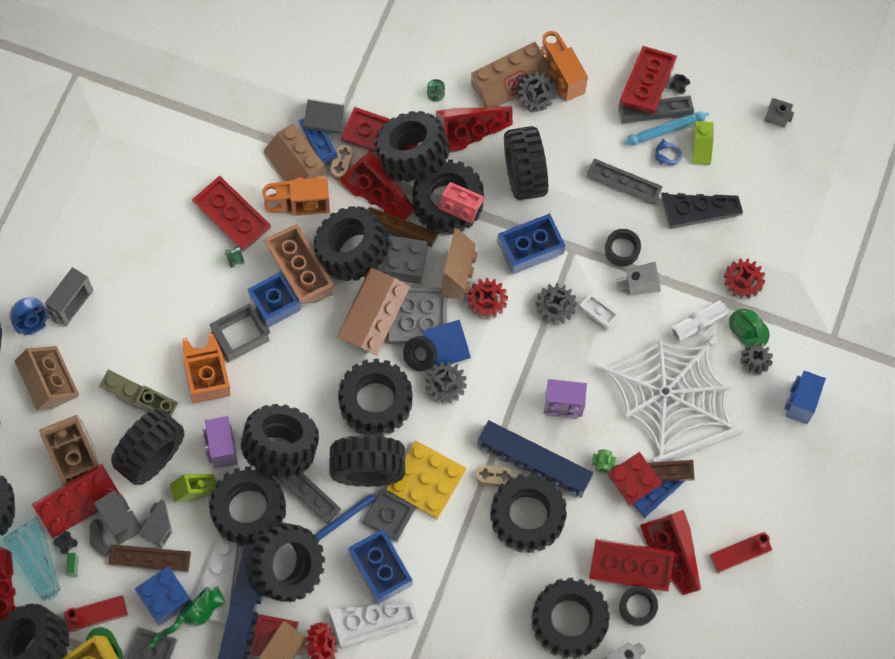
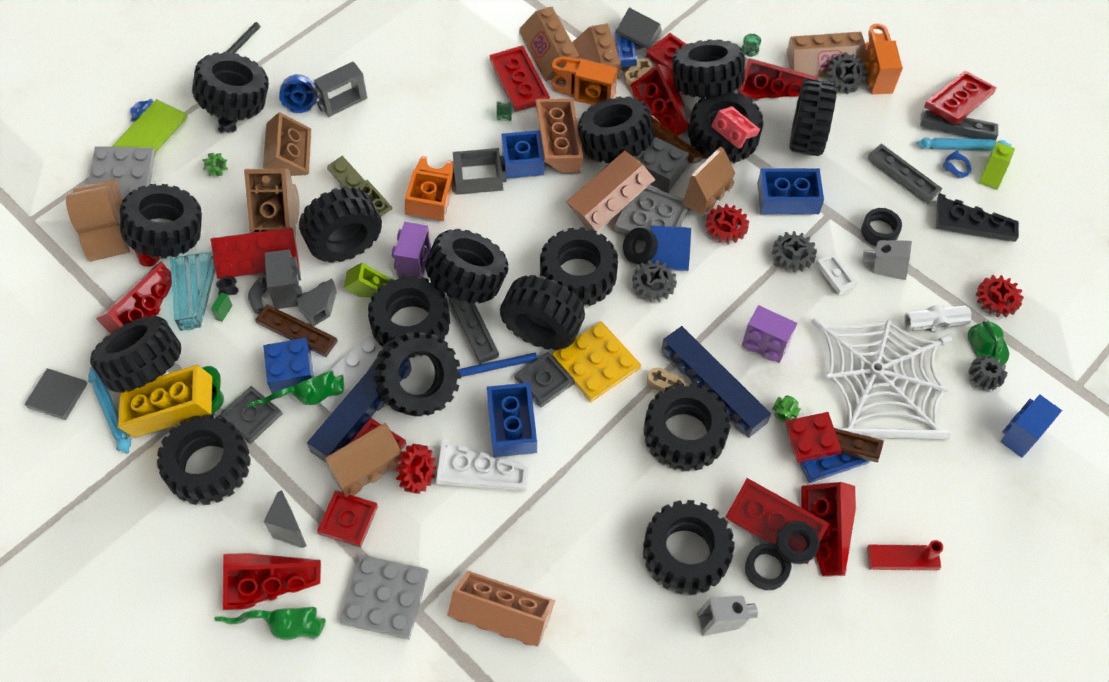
camera: 25 degrees right, 10 degrees down
(95, 613) = (219, 358): red piece -> none
(243, 163) = (547, 41): none -> medium nougat slope
(642, 579) = (807, 532): none -> black tyre
(679, 78) = (990, 112): black plate -> none
(779, 113) = (1085, 166): dark grey brick -> none

